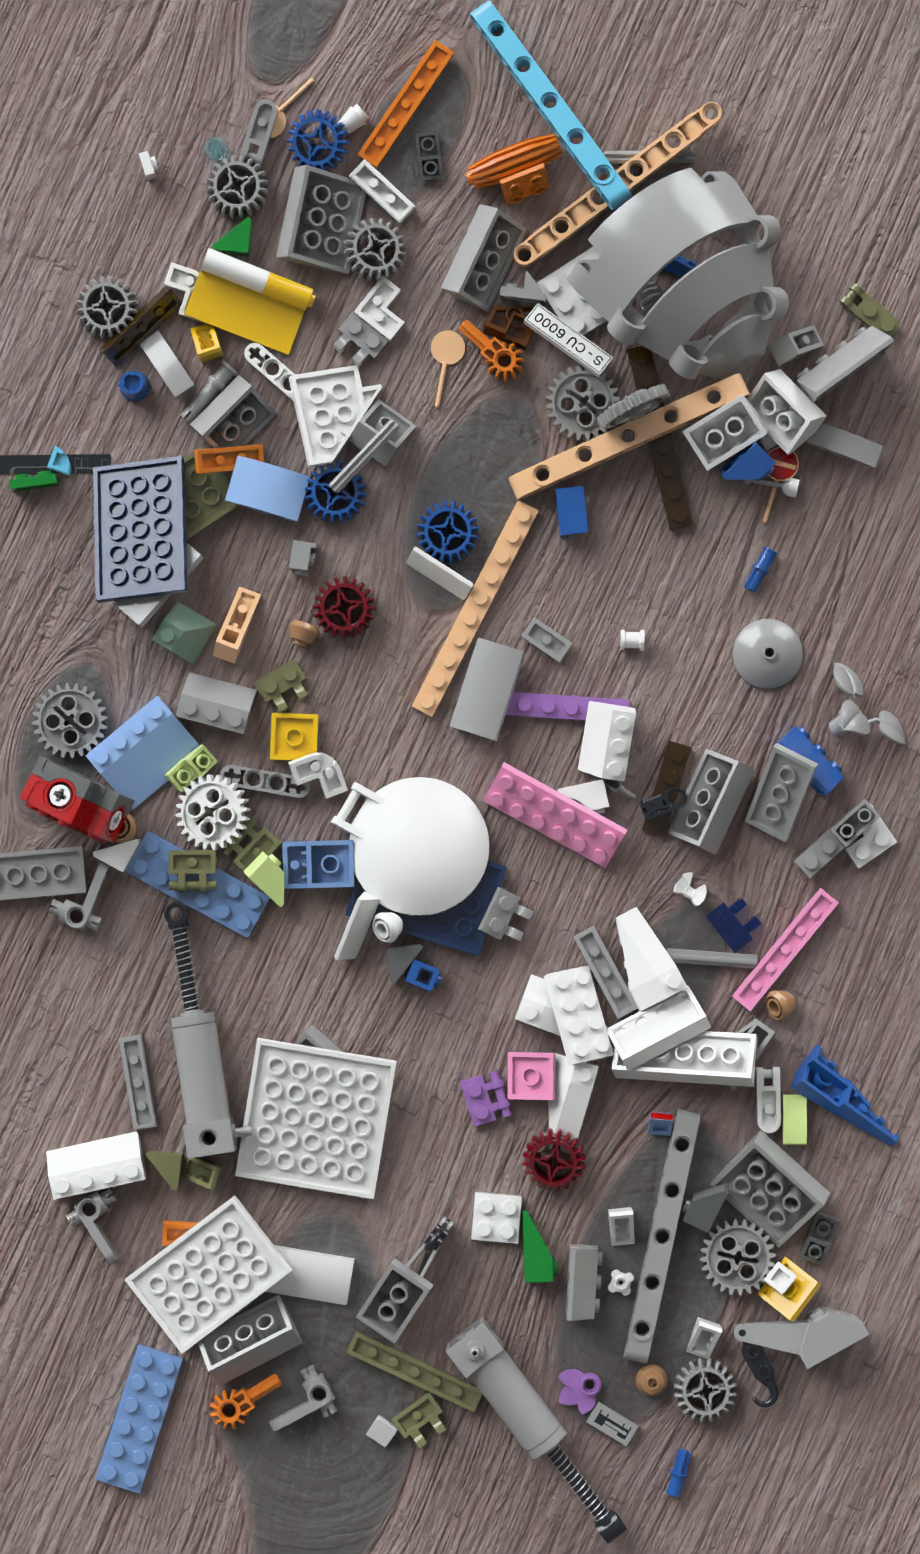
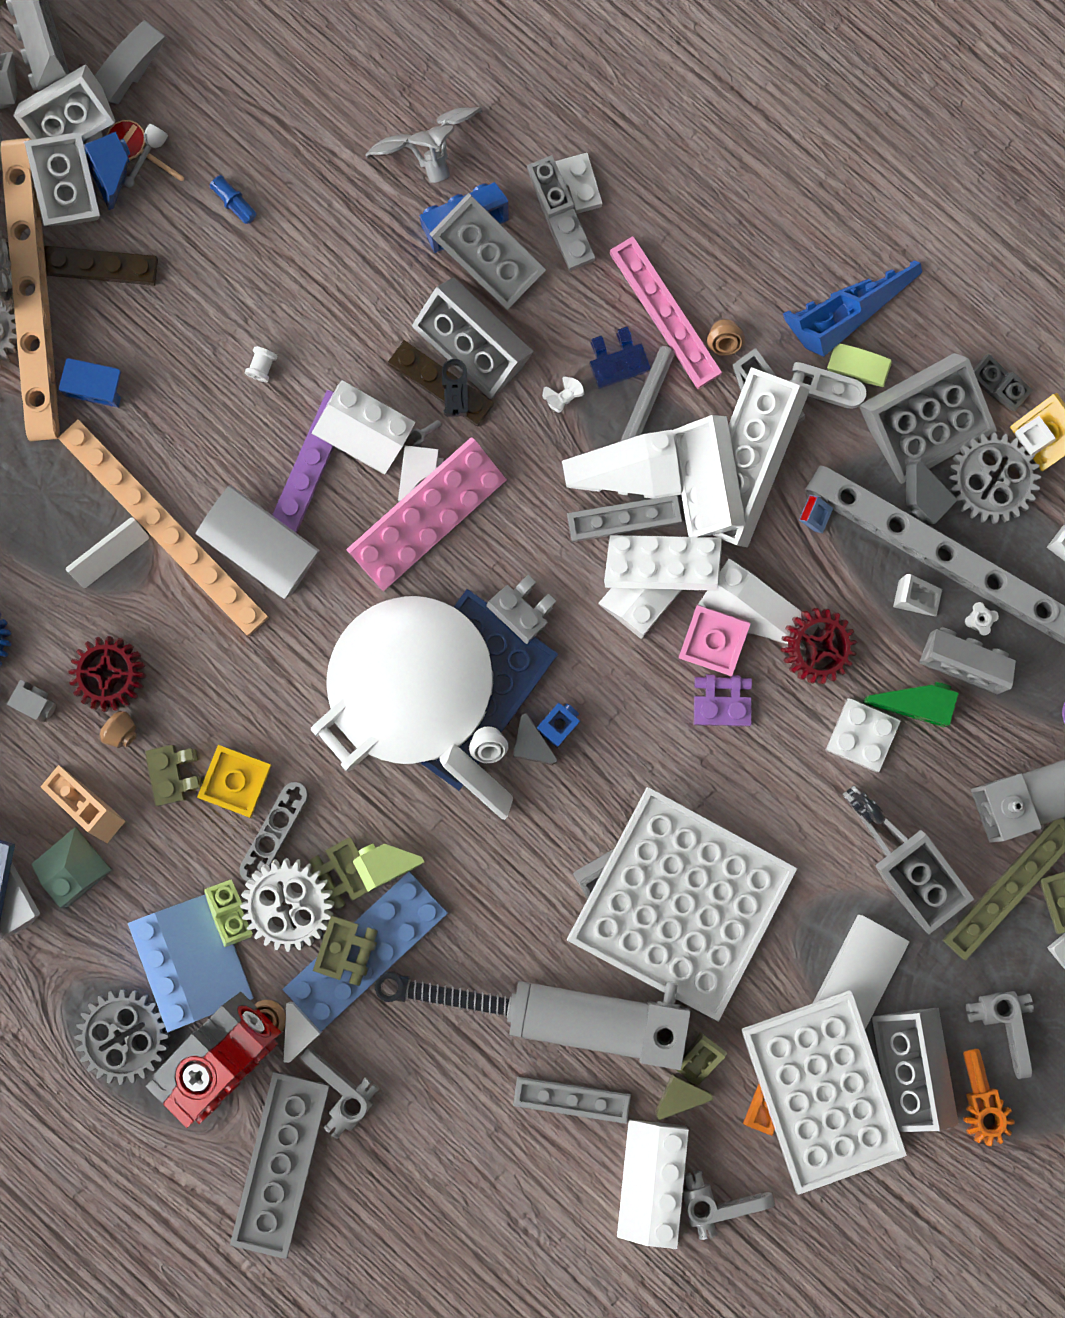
camera: 75 degrees left, 5 degrees down
(139, 1418) = (966, 1232): medium blue plate -> none
(216, 703) = (165, 859): light grey slope -> none
(318, 864) = (389, 802): medium blue slope -> none
(321, 767) = (282, 758): white plate -> none
(459, 534) = (70, 519): blue gear -> none
(546, 640) = (226, 459): light grey plate -> none
(751, 659) = (332, 240): light grey dish -> none

